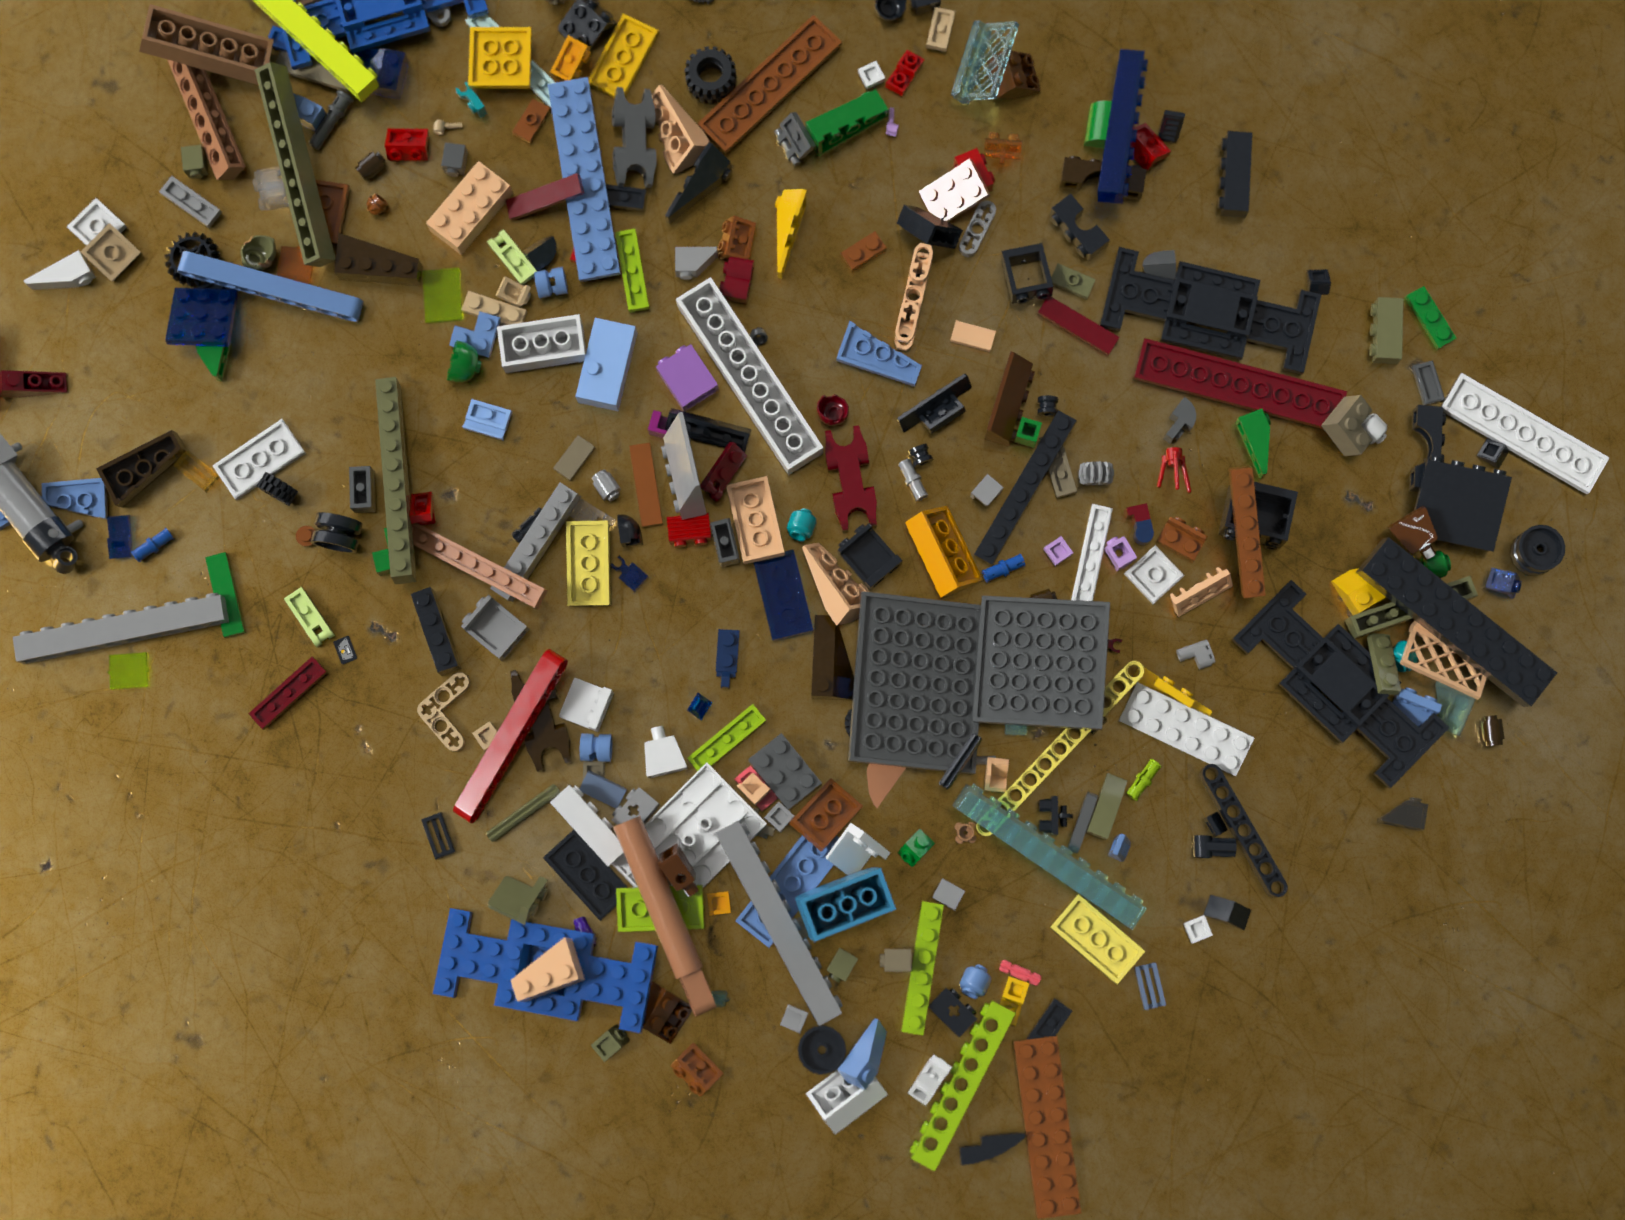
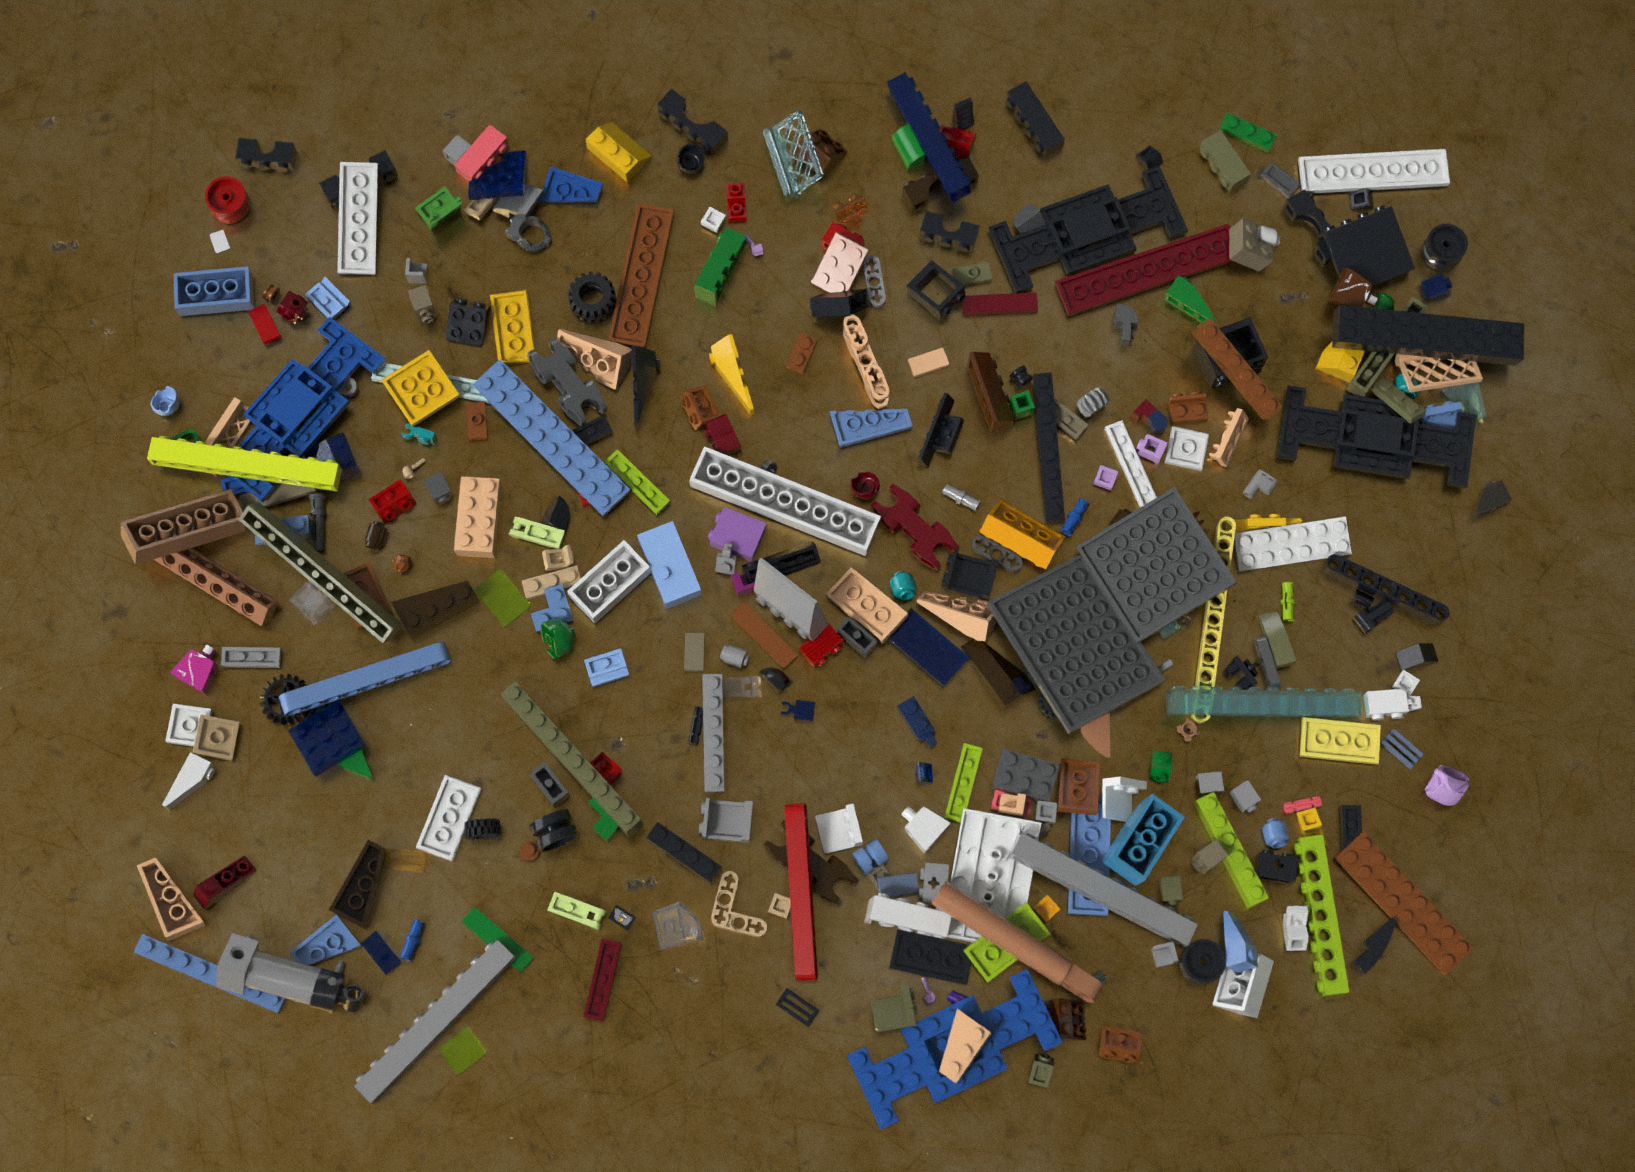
camera: 40 degrees left, 5 degrees down
(137, 181) = (197, 669): none -> dark pink torso
(194, 161) = (232, 624): olive brick -> none
(258, 252) = (335, 659): olive hair -> none
(292, 265) = (368, 650): clear orange piece -> none
(384, 691) = (676, 926): none -> clear slope
(478, 566) = (685, 780): nougat plate -> none
(523, 812) = (849, 945): olive axle -> none
(543, 282) = (576, 536): medium blue wheel -> none
(544, 197) = (531, 470): dark red tile -> none
(560, 909) = (929, 998): none -> lavender hand
(571, 59) = (475, 354): light orange bracket -> none
(588, 563) = (764, 722): light yellow plate -> none
(658, 394) = (725, 561): none -> light grey plate
(675, 862) = (1002, 901): reddish brown torso -> none
(693, 260) = (678, 444): light grey slope -> none
(723, 471) = (816, 582): dark red plate -> none
(794, 138) = (692, 299): dark grey plate -> none
(906, 537) = (987, 542): none -> dark grey beam
(920, 455) = (954, 475): black wheel -> none
(940, 29) = (740, 153): tan plate -> none
(960, 761) = (1149, 678): black axle -> none
(971, 929) = (1245, 797): none -> light grey brick
(987, 490) = (1022, 467): light grey panel -> none
(996, 774) = (1180, 671): light nougat panel -> none
(1120, 847) = (1307, 663): medium blue slope -> none
(1165, 1049) = (1447, 785): none -> lavender piece
(1169, 937) = (1389, 703): none -> white hinge
(1175, 459) = (1140, 354): red plant -> none
(1492, 730) = (1506, 397): dark brown brick -> none

